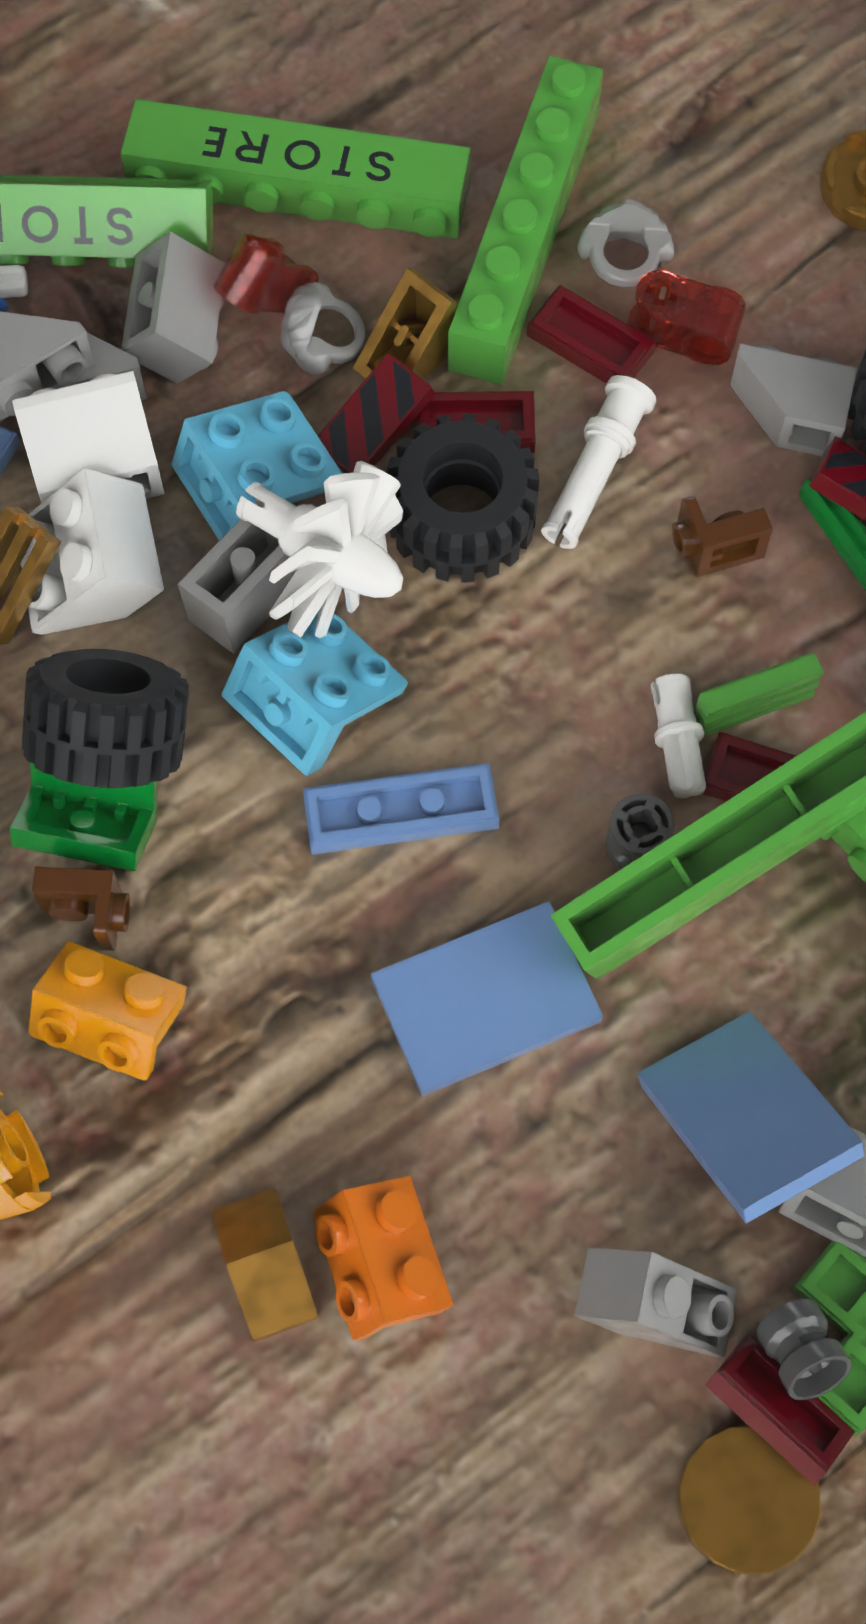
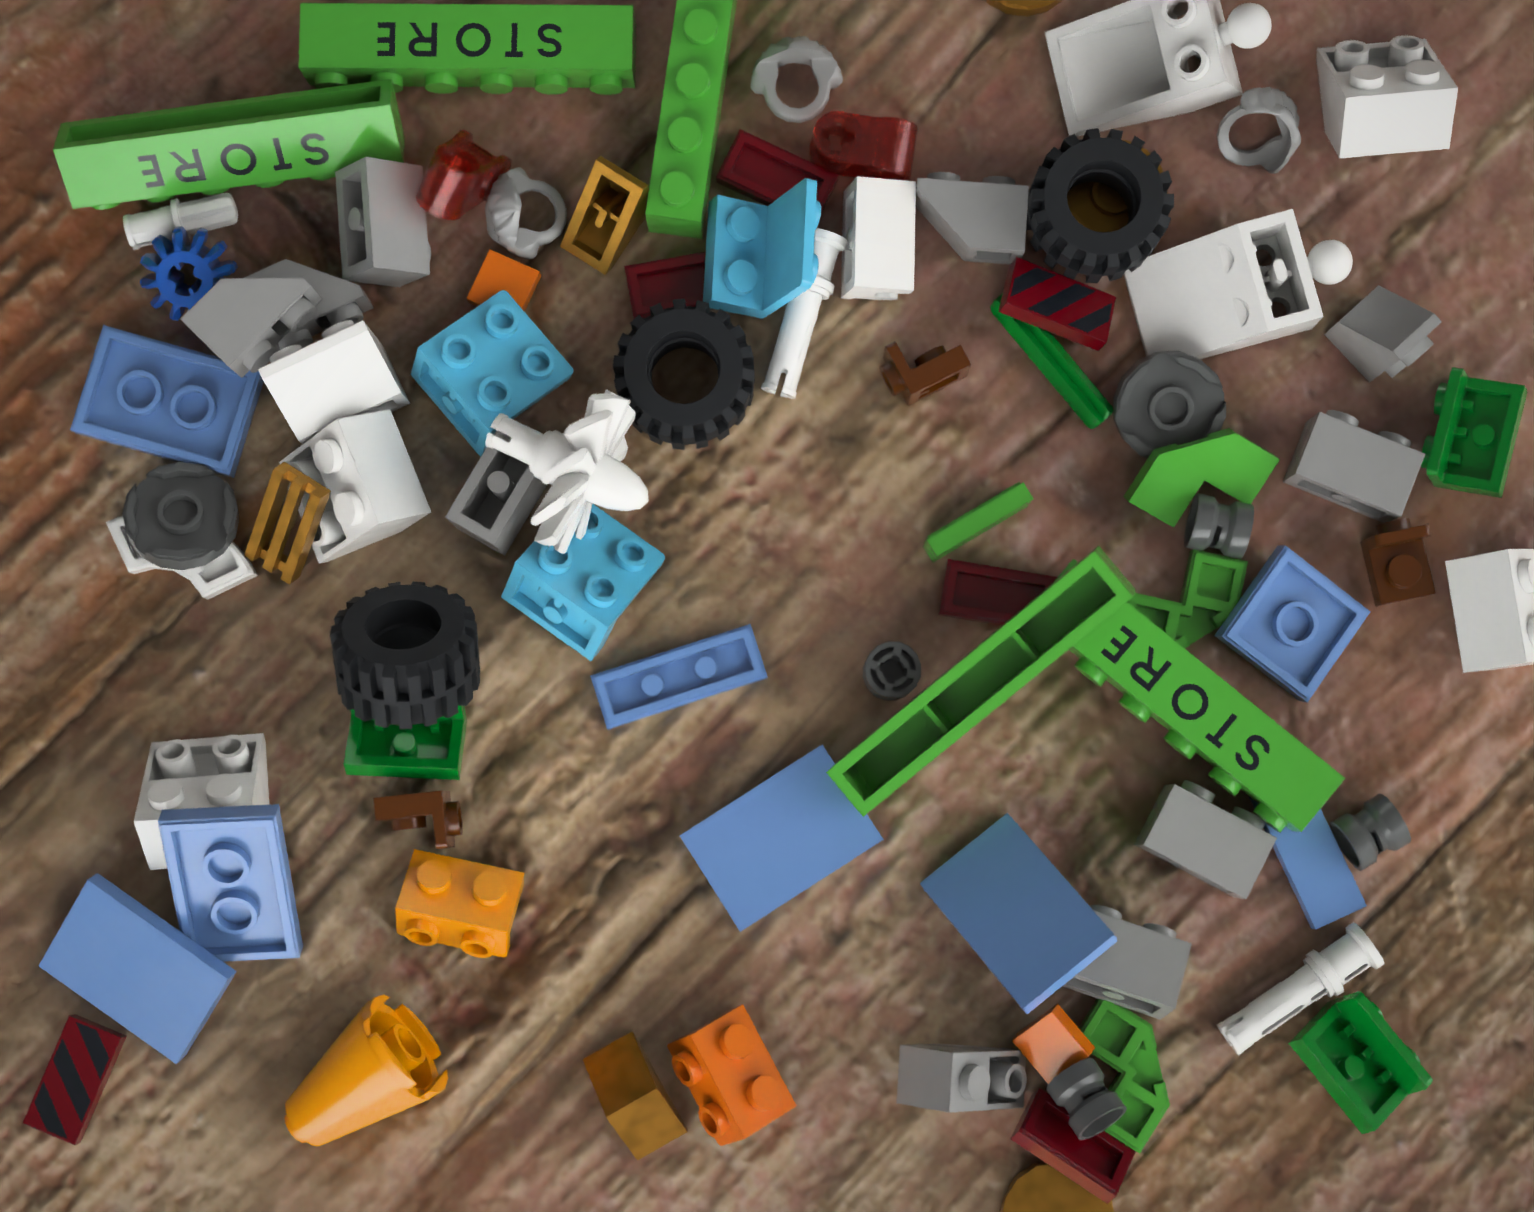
camera: 10 degrees left, 15 degrees up
(286, 376) = (506, 274): none -> orange tile
(375, 415) = (589, 301): dark red tile -> none
(561, 397) = (759, 252): none -> medium azure bracket
(679, 734) = (913, 570): white axle -> none
(690, 404) = (879, 238): none -> white hinge
(769, 1279) = (1053, 1043): none -> orange tile

